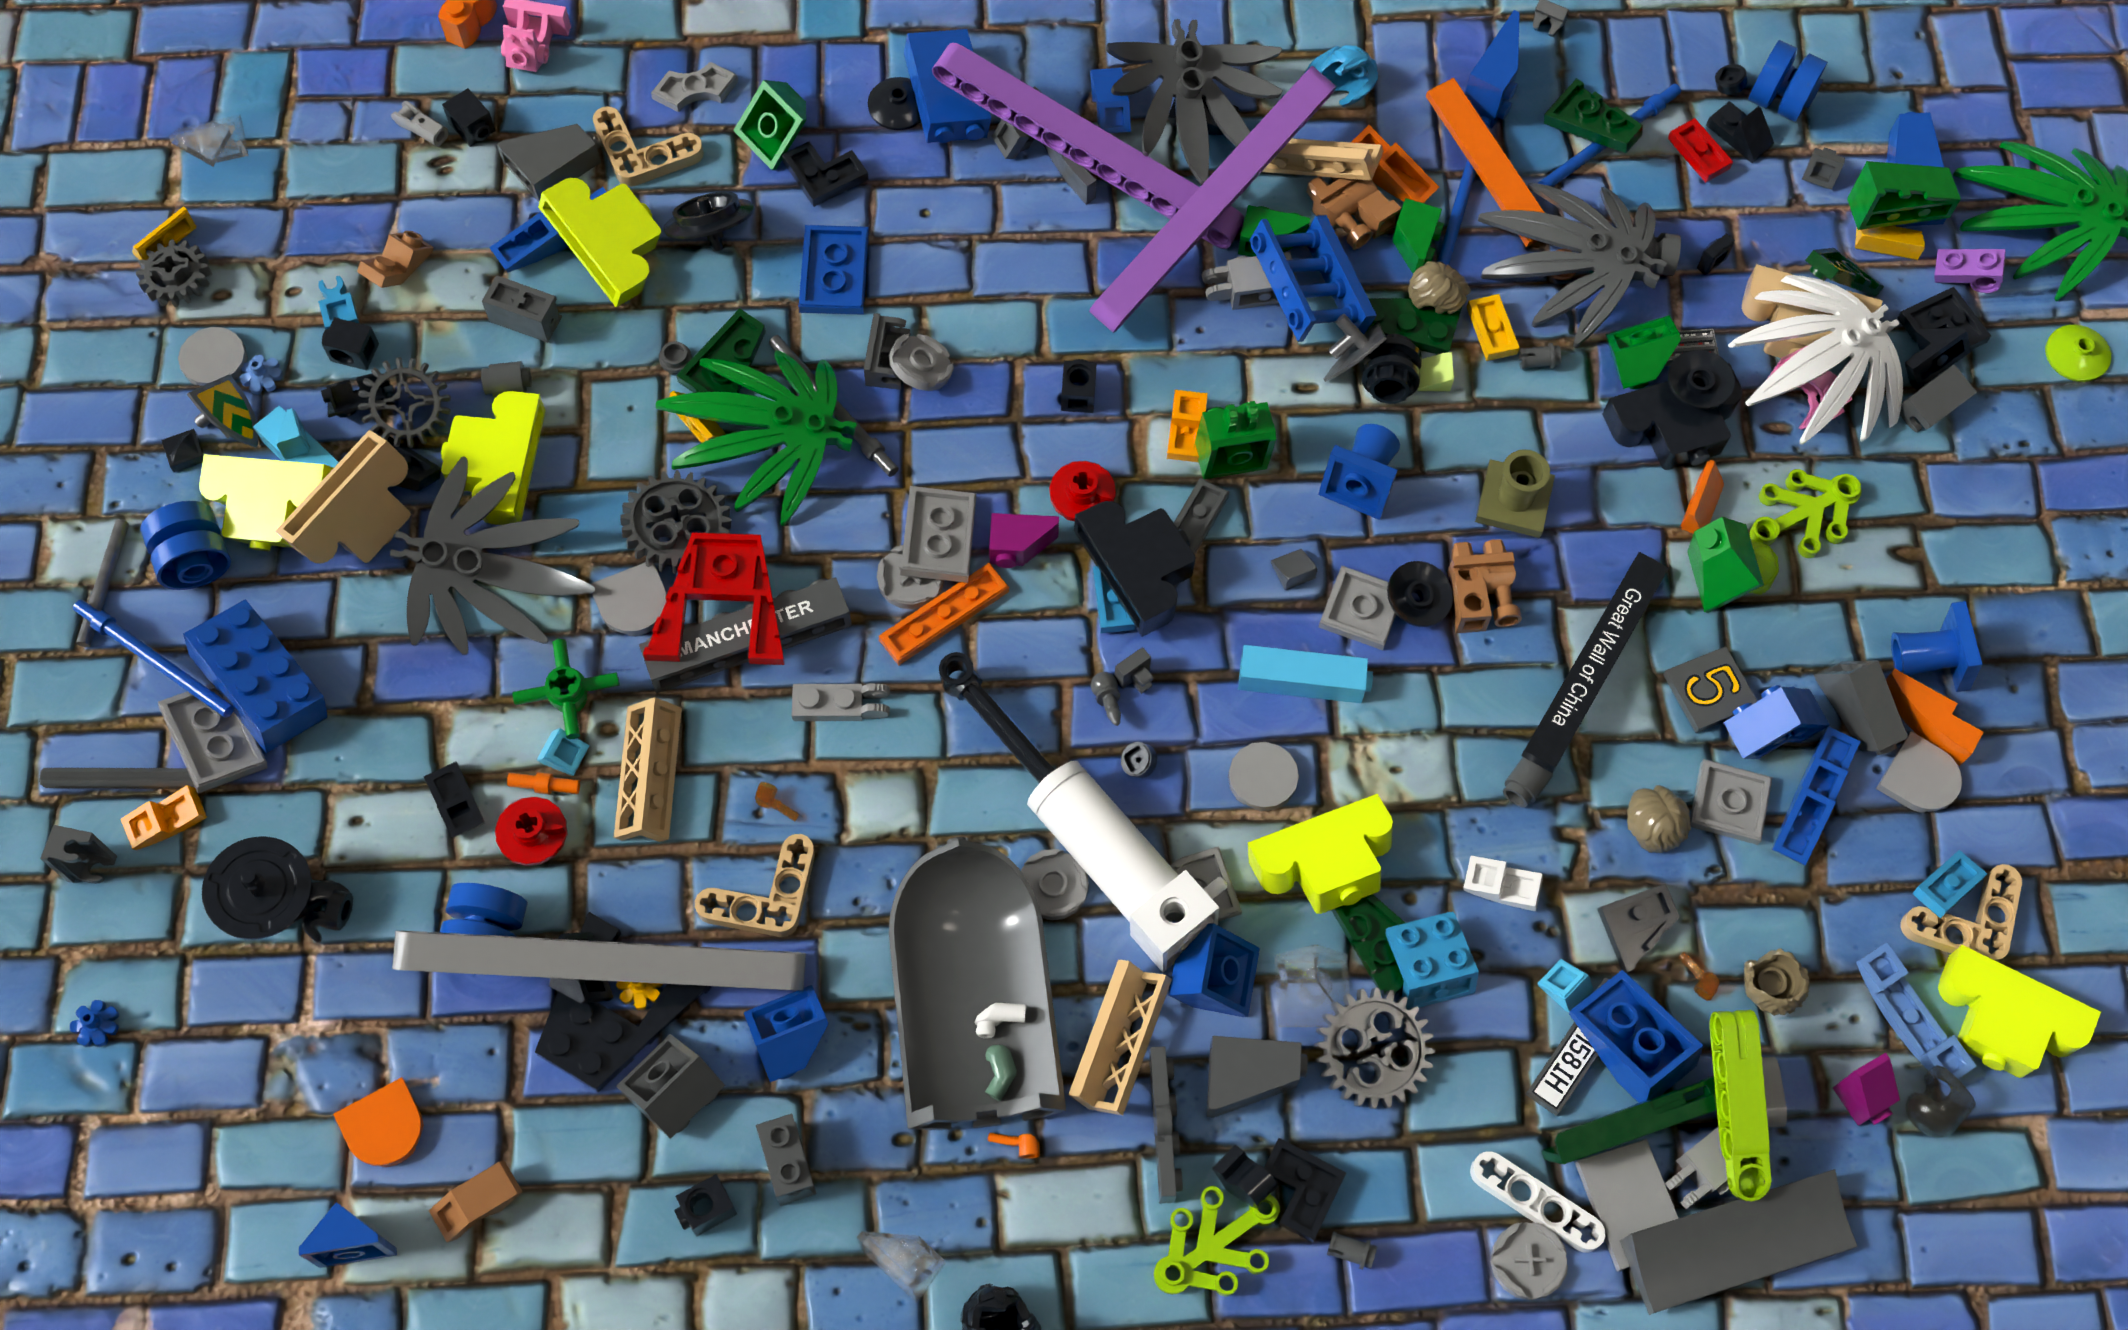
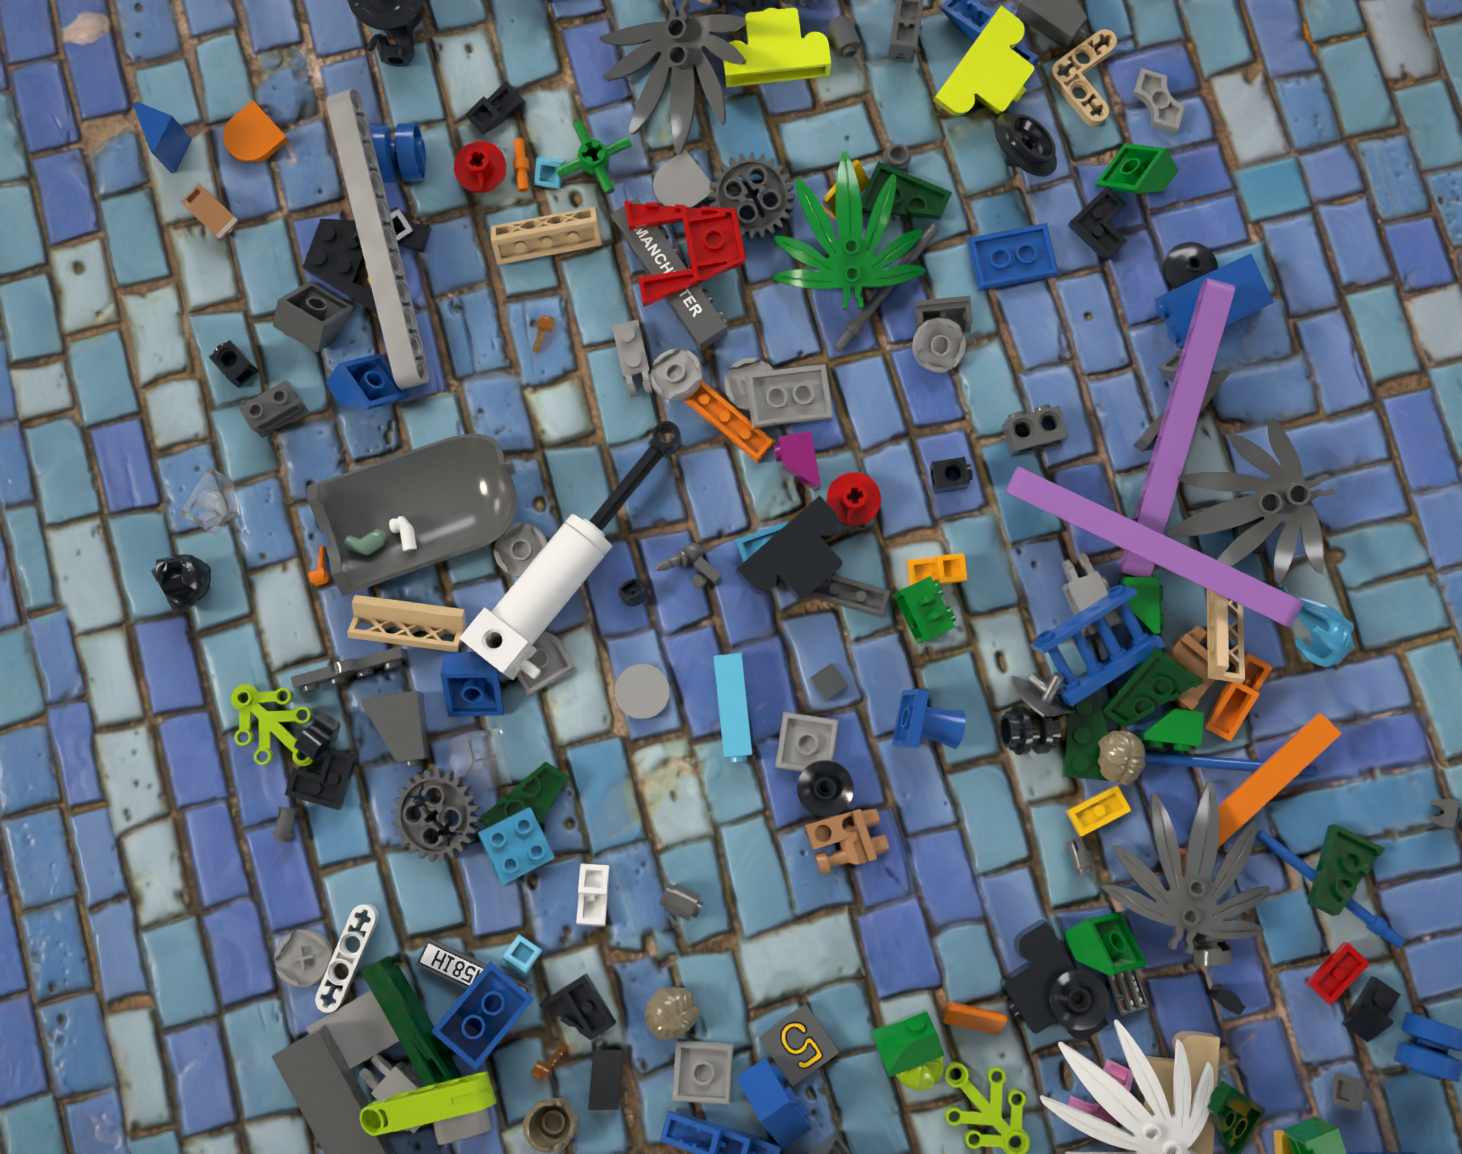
camera: 85 degrees right, 15 degrees up
(777, 901) = (467, 354): tan beam -> none
(876, 652) = (676, 374): none -> light grey tile
(1047, 290) = (1037, 436): none -> dark grey brick
(1112, 110) = (1221, 448): blue slope -> none
(1327, 855) = (580, 752): neon yellow brick -> none
(1366, 239) = (1150, 686): none -> dark green wing
(1437, 373) = (1040, 768): yellowish green slope -> none
(1493, 78) = (1348, 769): blue slope -> none
(1516, 493) = (923, 848): olive plant -> none
(1594, 662) = (797, 943): black tile -> none
(1726, 913) = (605, 1079): none -> black slope
(1731, 79) = (1426, 993): black tile -> none

